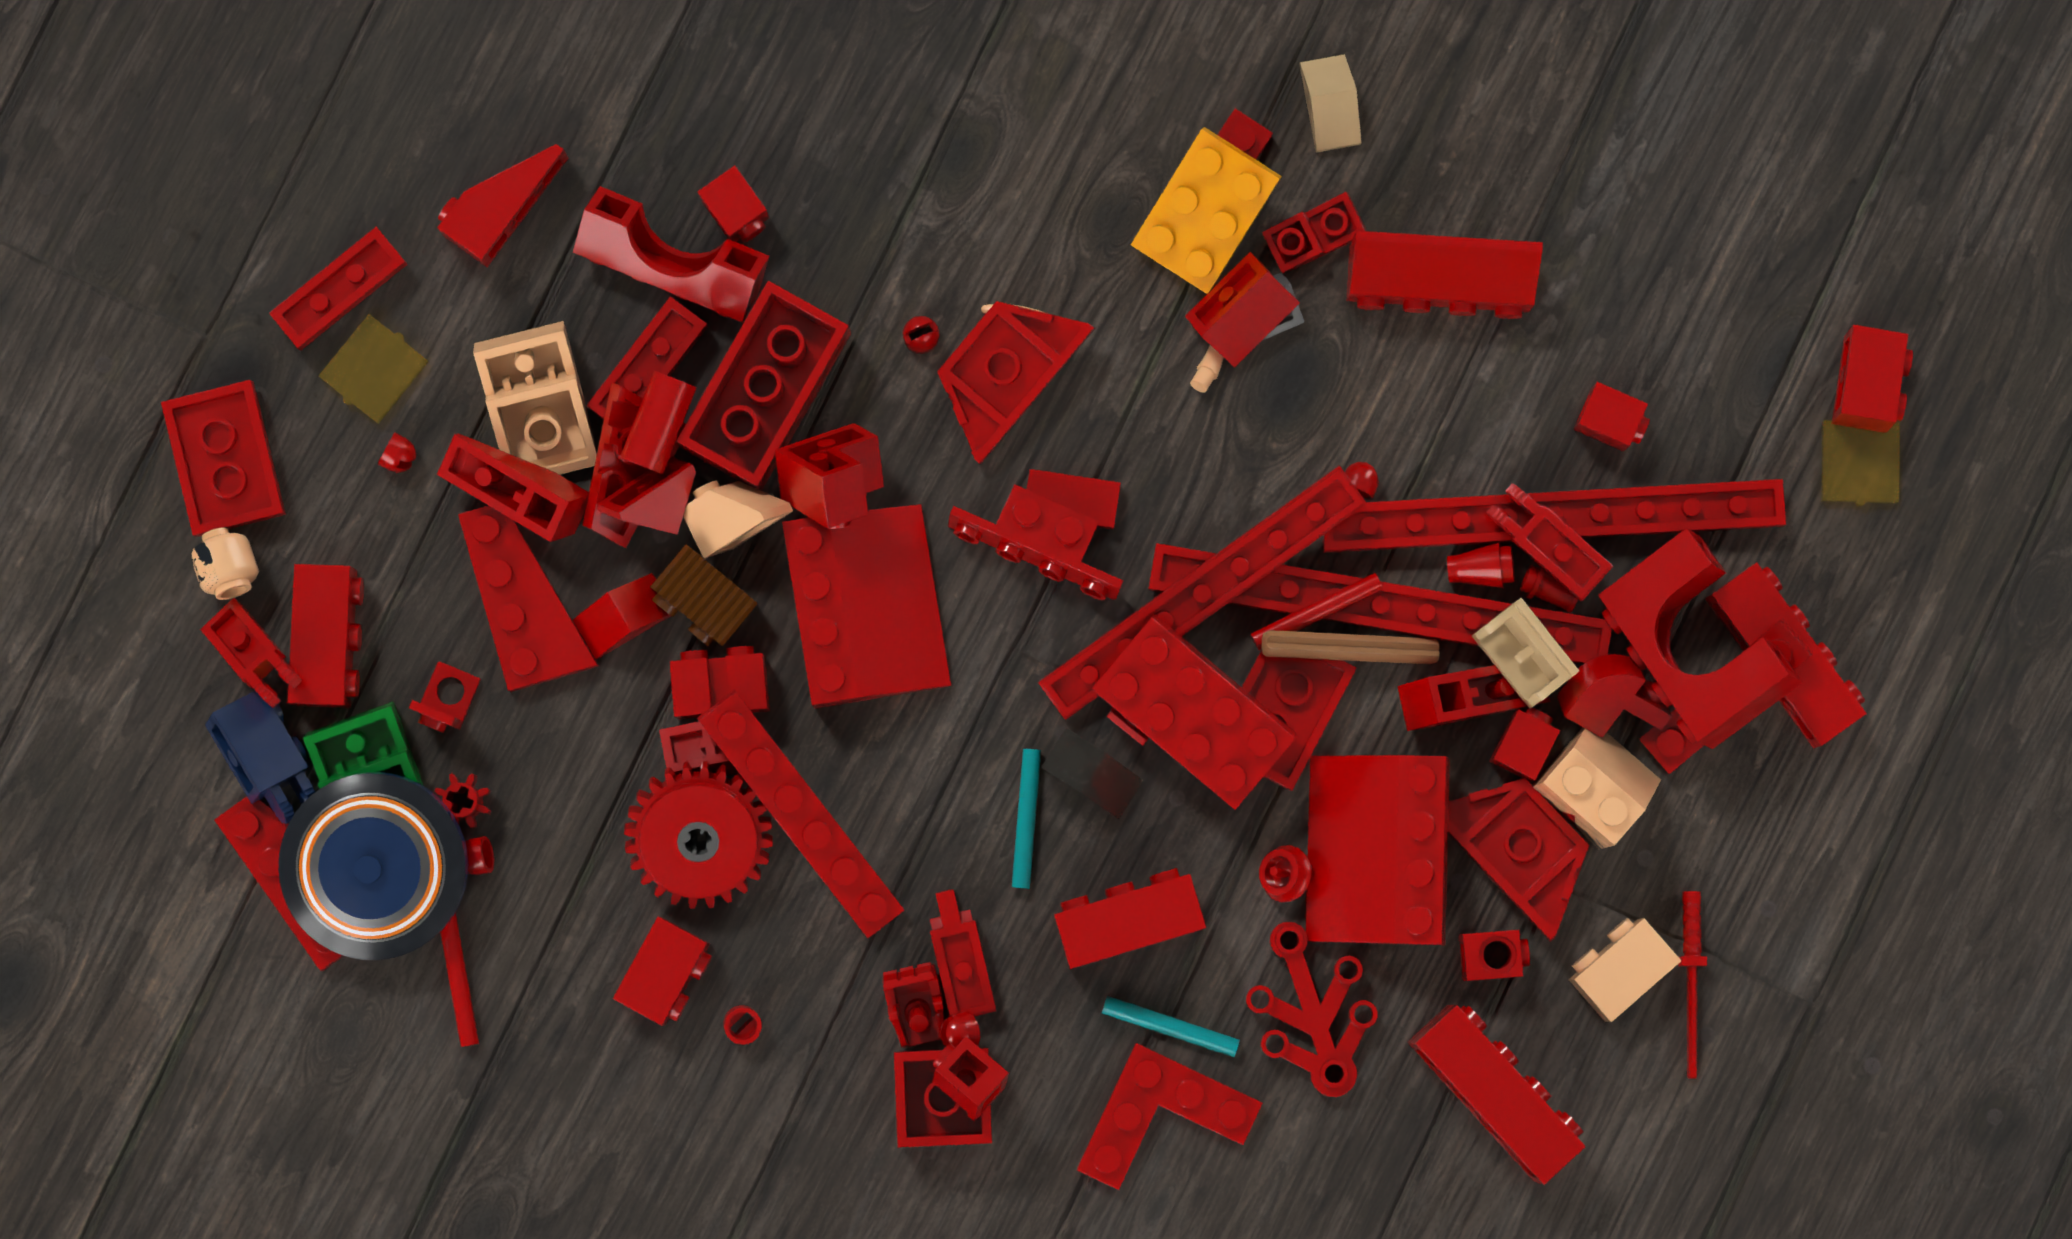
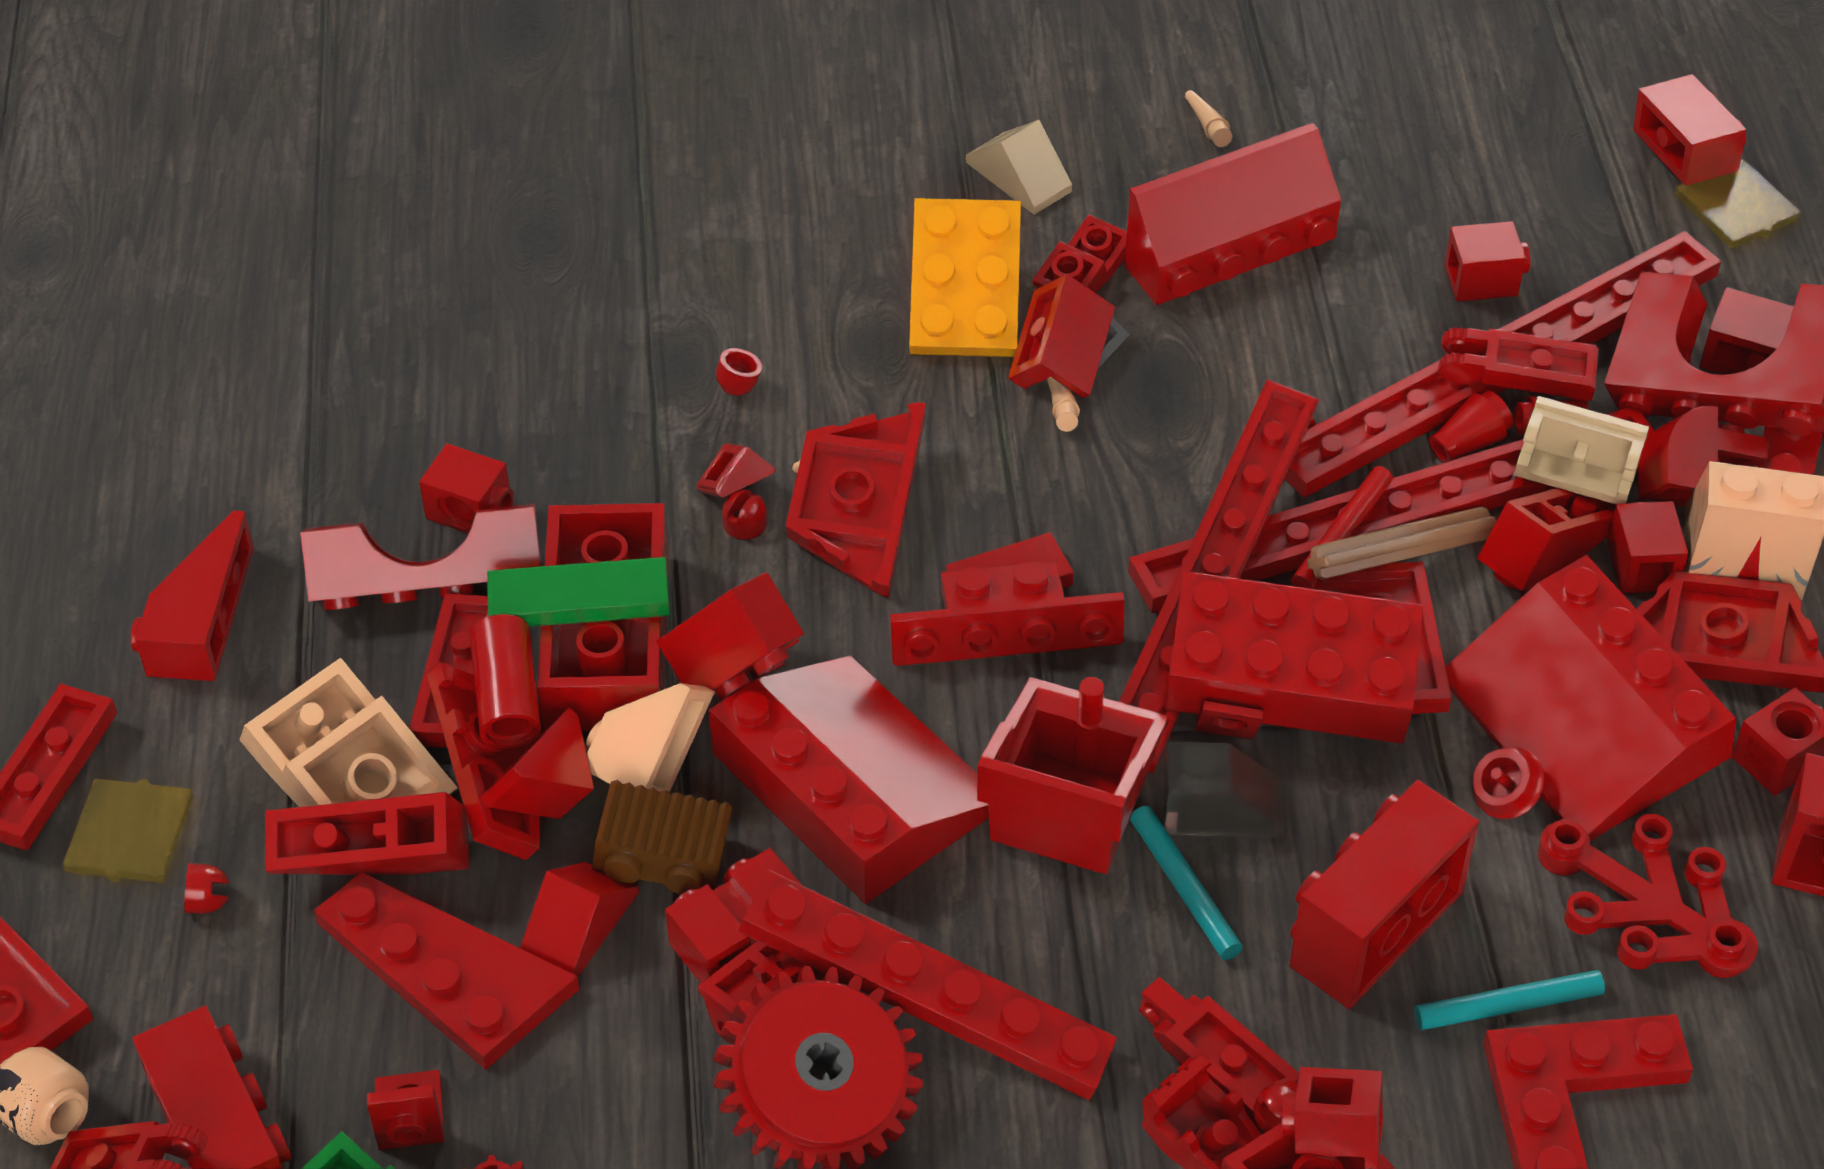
camera: 30 degrees left, 35 degrees down
(742, 380) = (581, 591): none -> green tile
(931, 298) = (733, 470): none -> red slope
(991, 189) = (738, 371): none -> red hinge
(991, 709) = (1067, 771): none -> red piece
(1515, 138) = (1213, 123): none -> light nougat helmet

